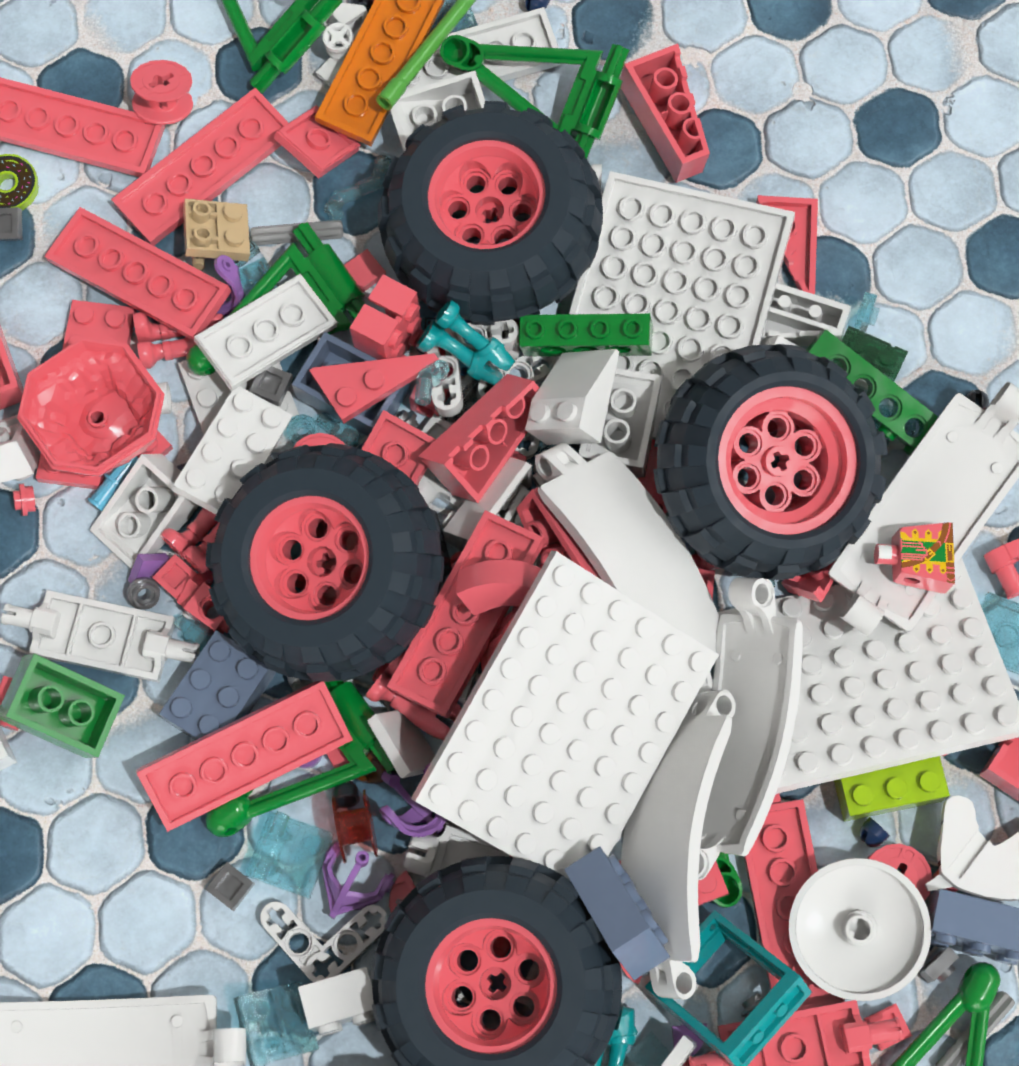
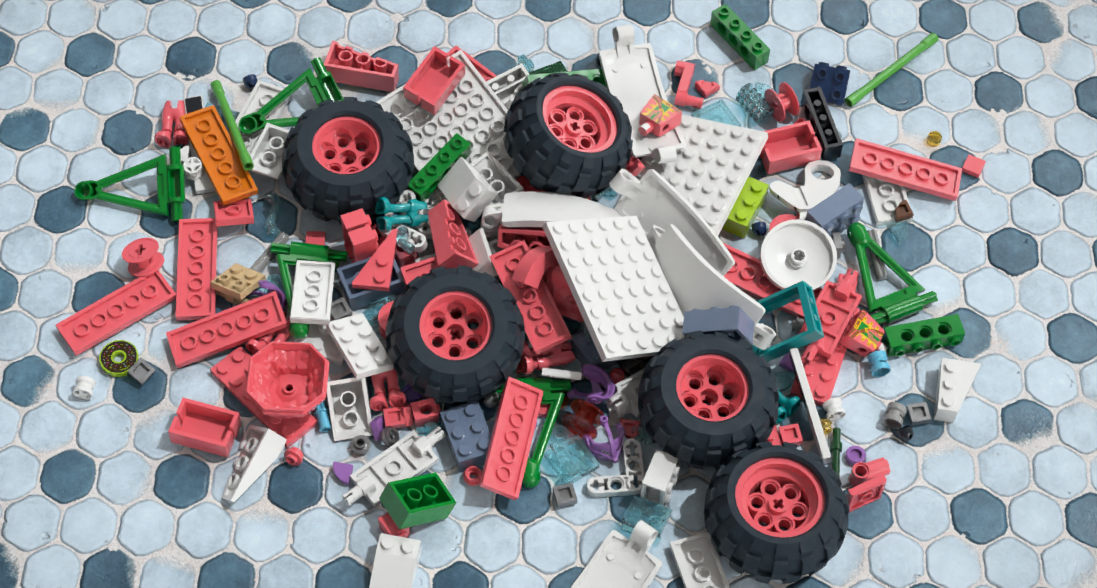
camera: 55 degrees left, 15 degrees down
(51, 576) = (343, 472): none -> medium lavender tile
(111, 574) = (360, 450): none -> flat silver plate
(165, 735) = (472, 470): none -> coral plate
(307, 809) = (559, 429): none -> clear light blue plate
(706, 219) = (434, 80): none -> coral piece

